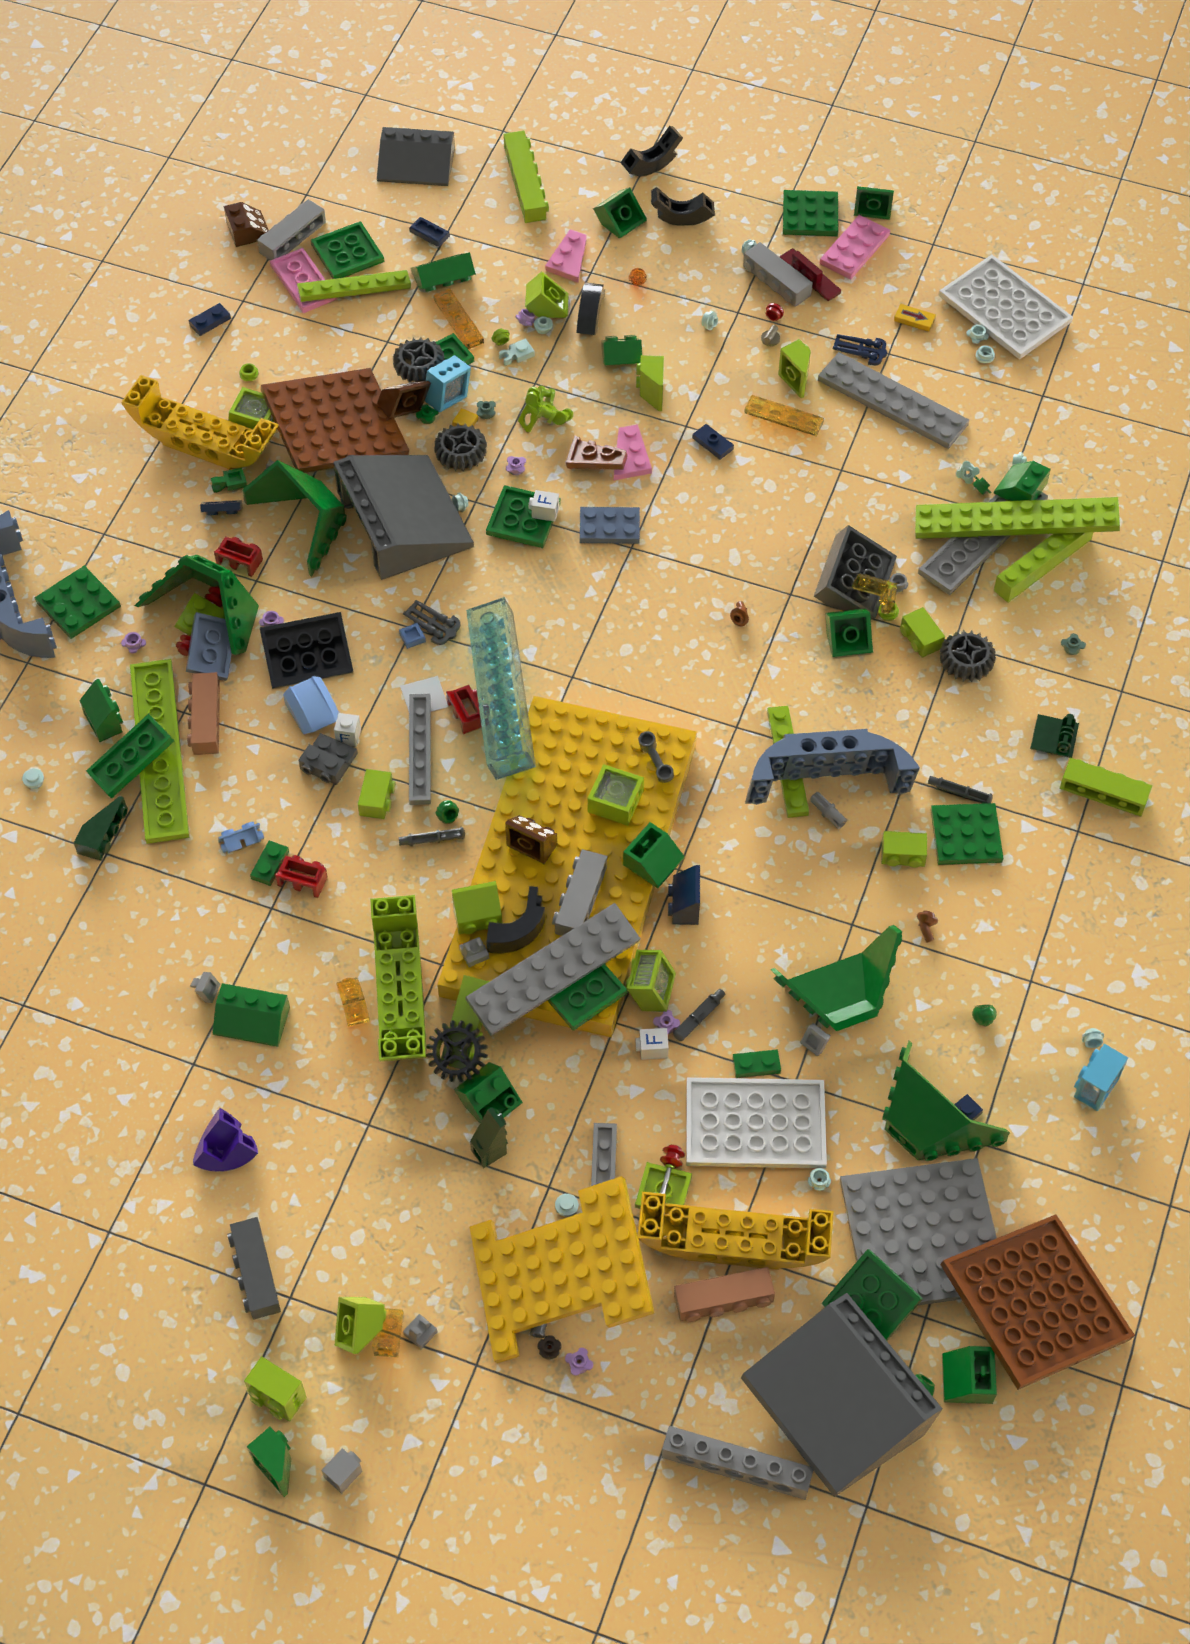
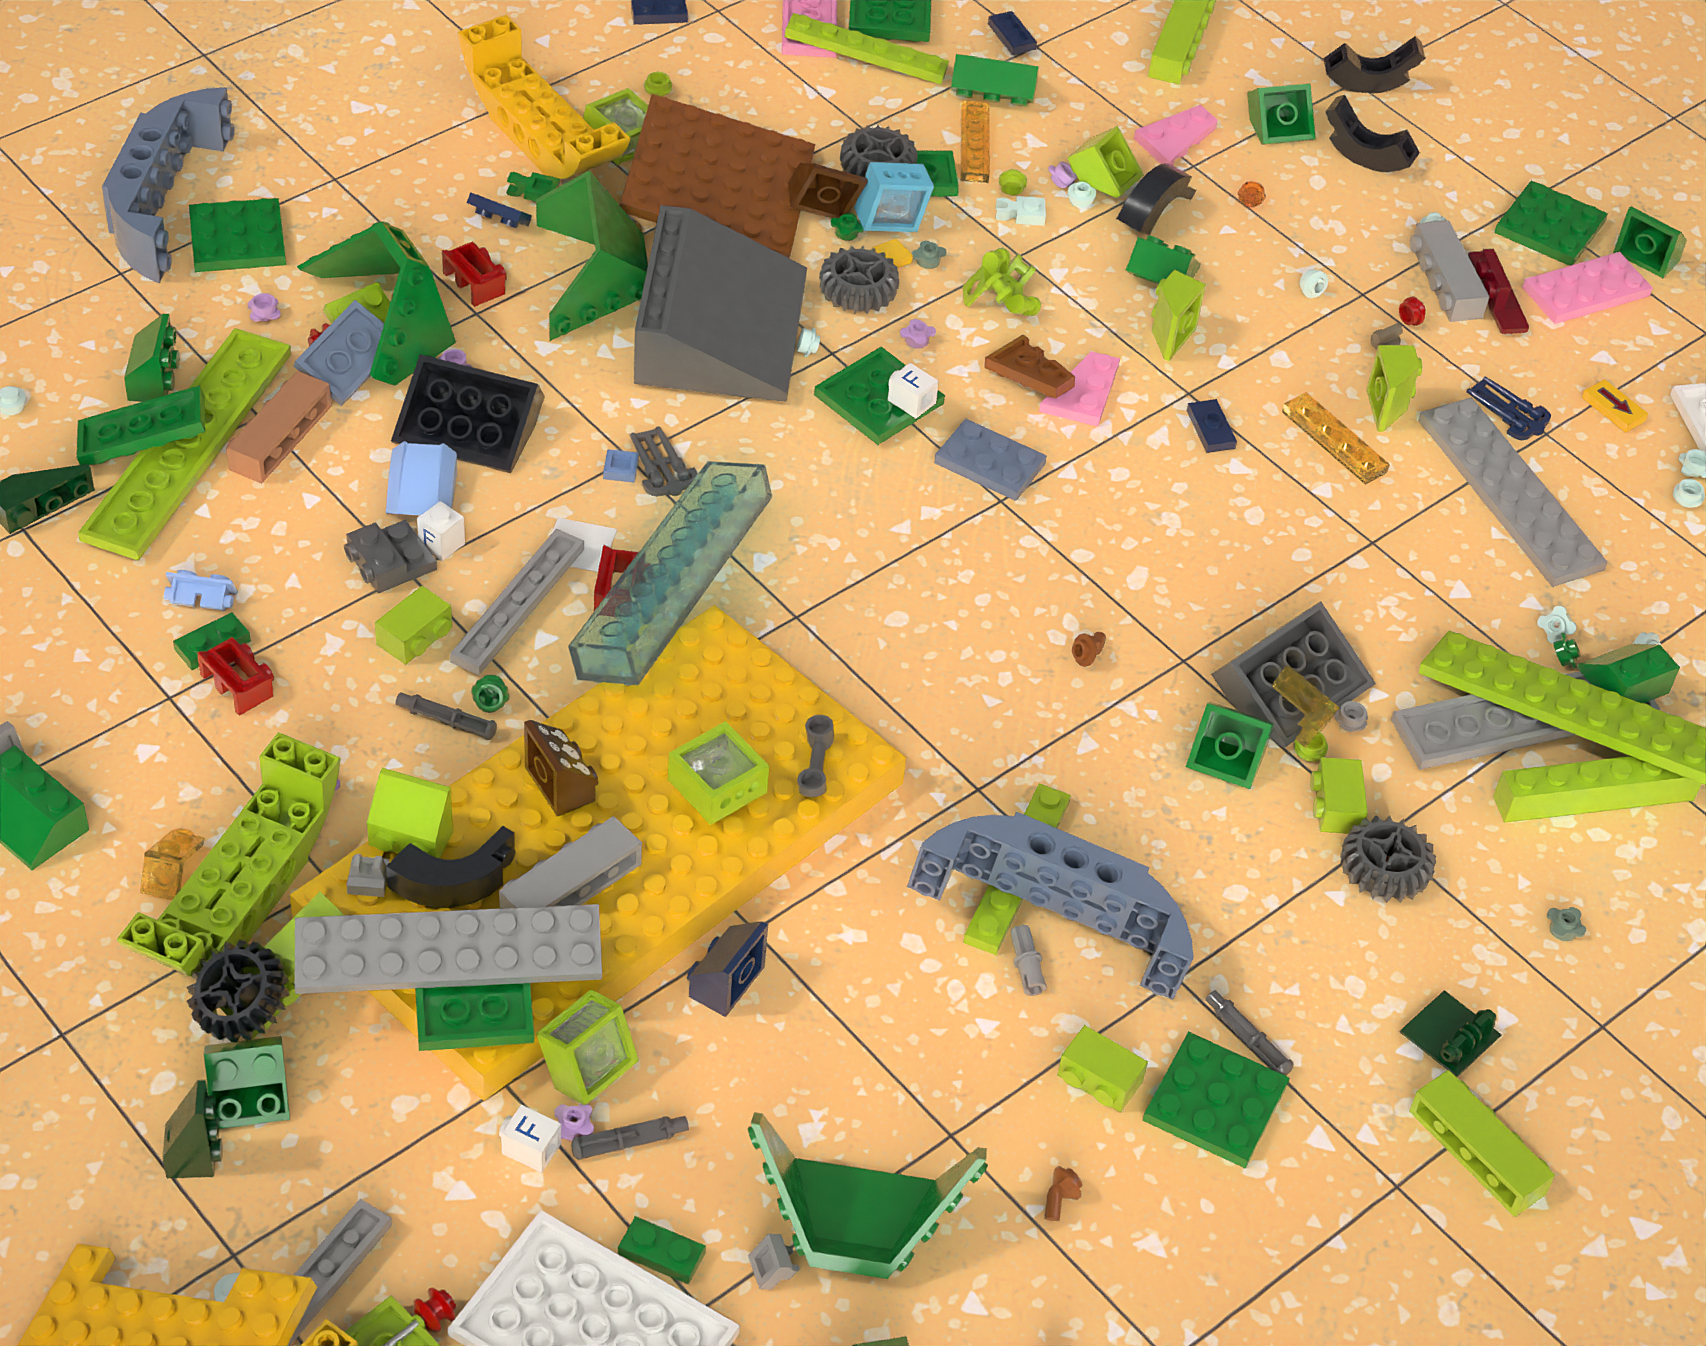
camera: 25 degrees right, 10 degrees down
(652, 855) = (709, 876): green slope -> none

